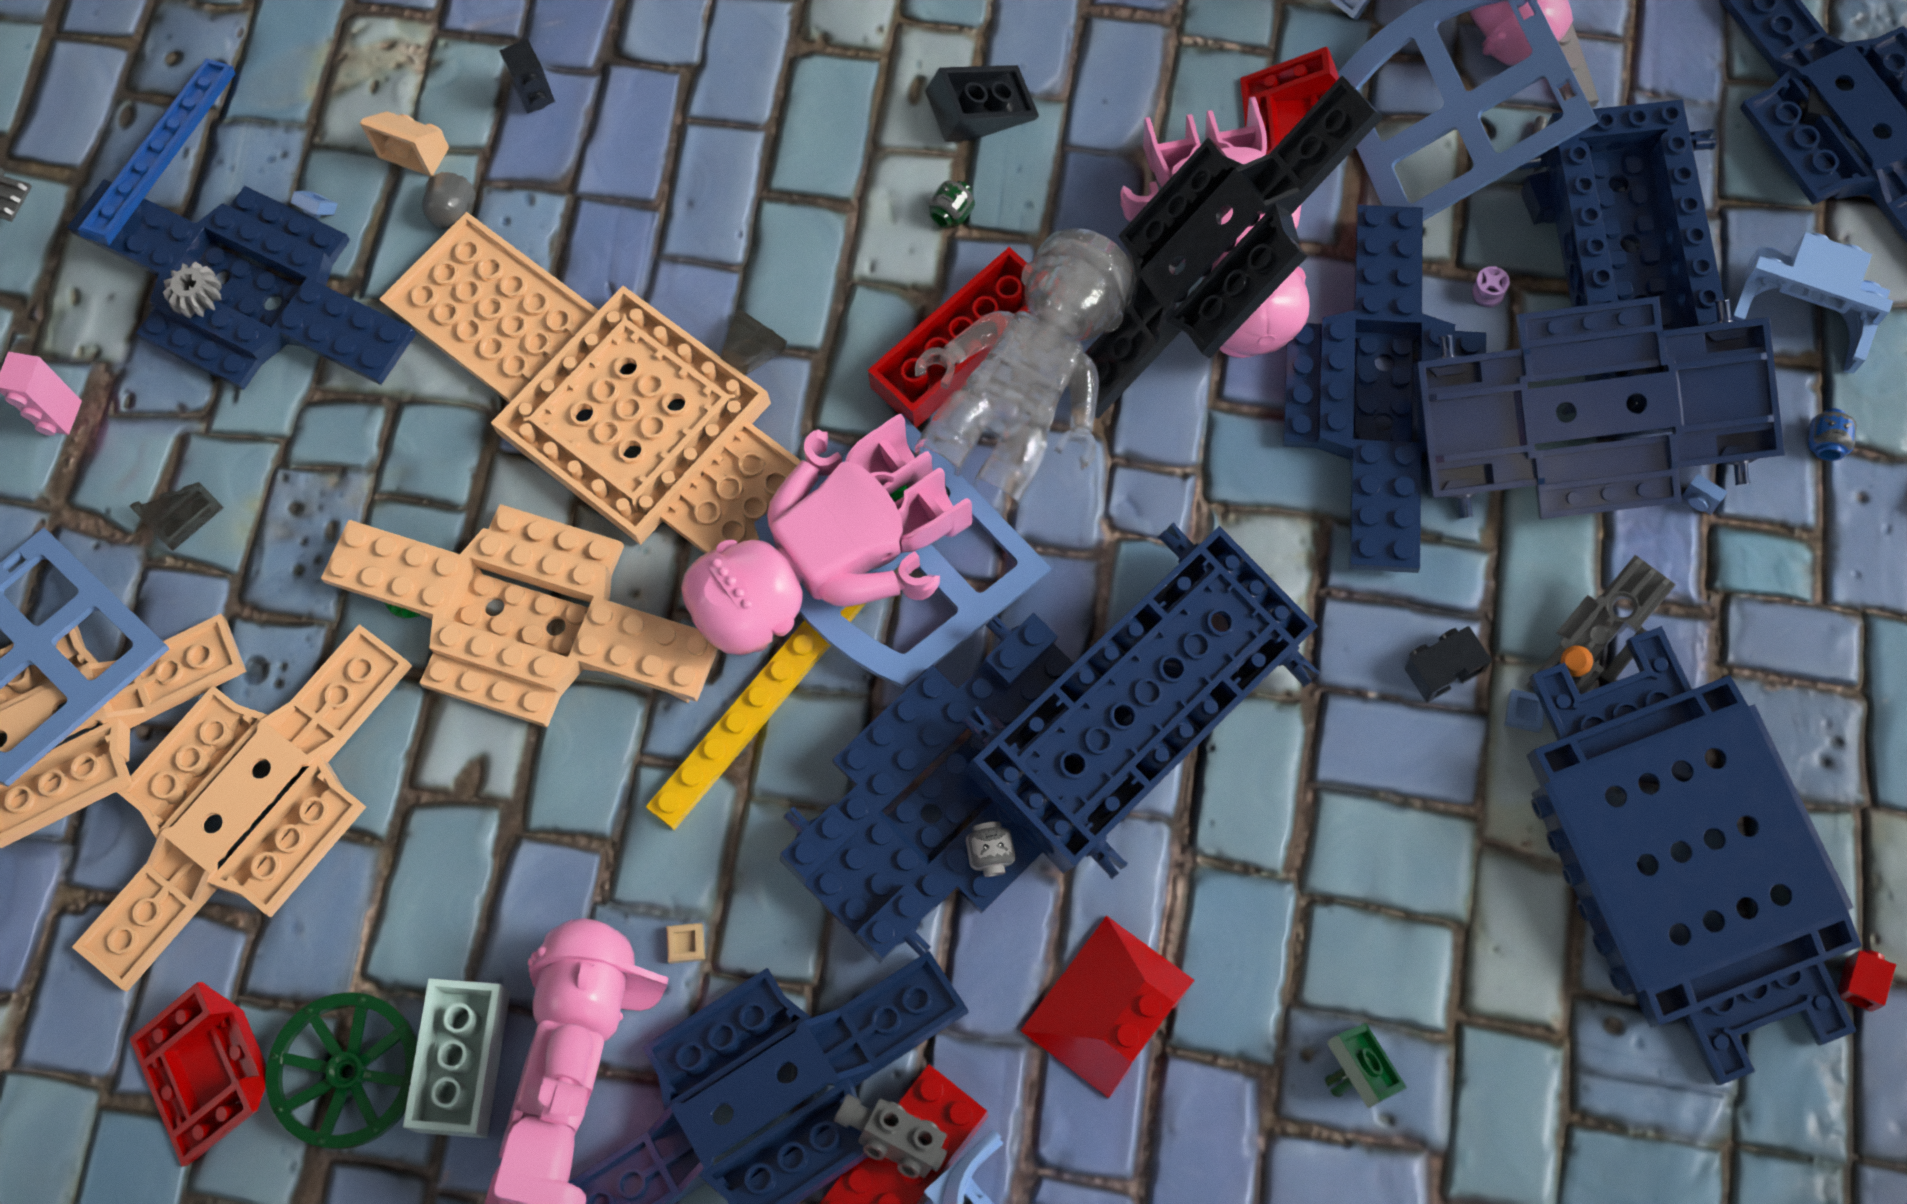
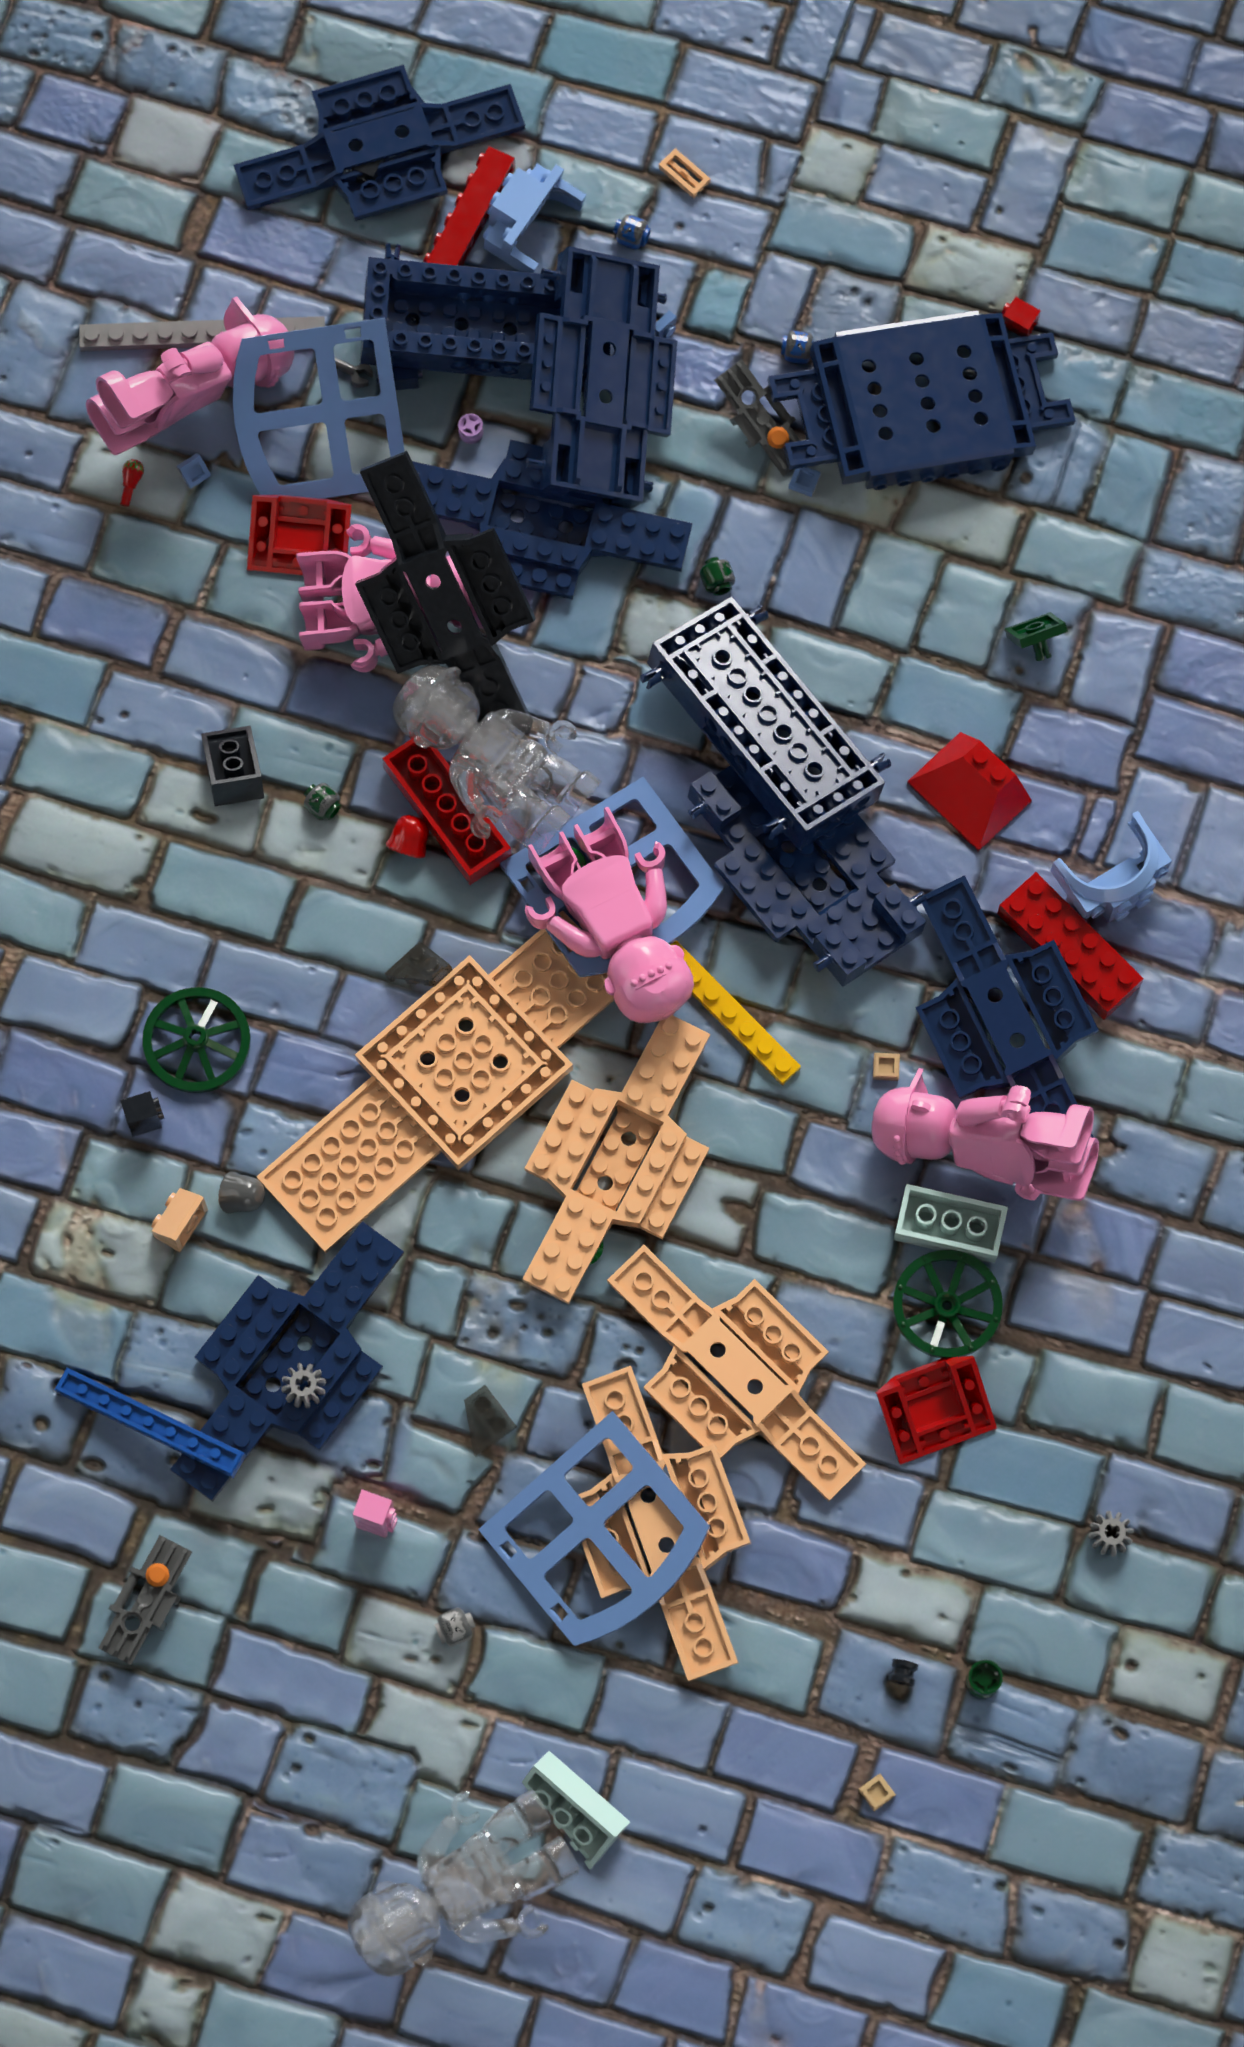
camera: 90 degrees left, 5 degrees up
(313, 203) = (222, 1301): medium blue plate -> none
(634, 128) = (196, 1046): none -> dark green wheel
(895, 1135) = (1049, 925): dark grey brick -> none
(914, 303) = (409, 836): none -> red hair
(990, 848) = (857, 842): head -> none
(1354, 616) = (717, 576): none -> dark green head
(1452, 658) = (764, 530): black brick -> none
(1726, 662) = (797, 346): none -> head
(1748, 224) = (471, 209): none -> red brick

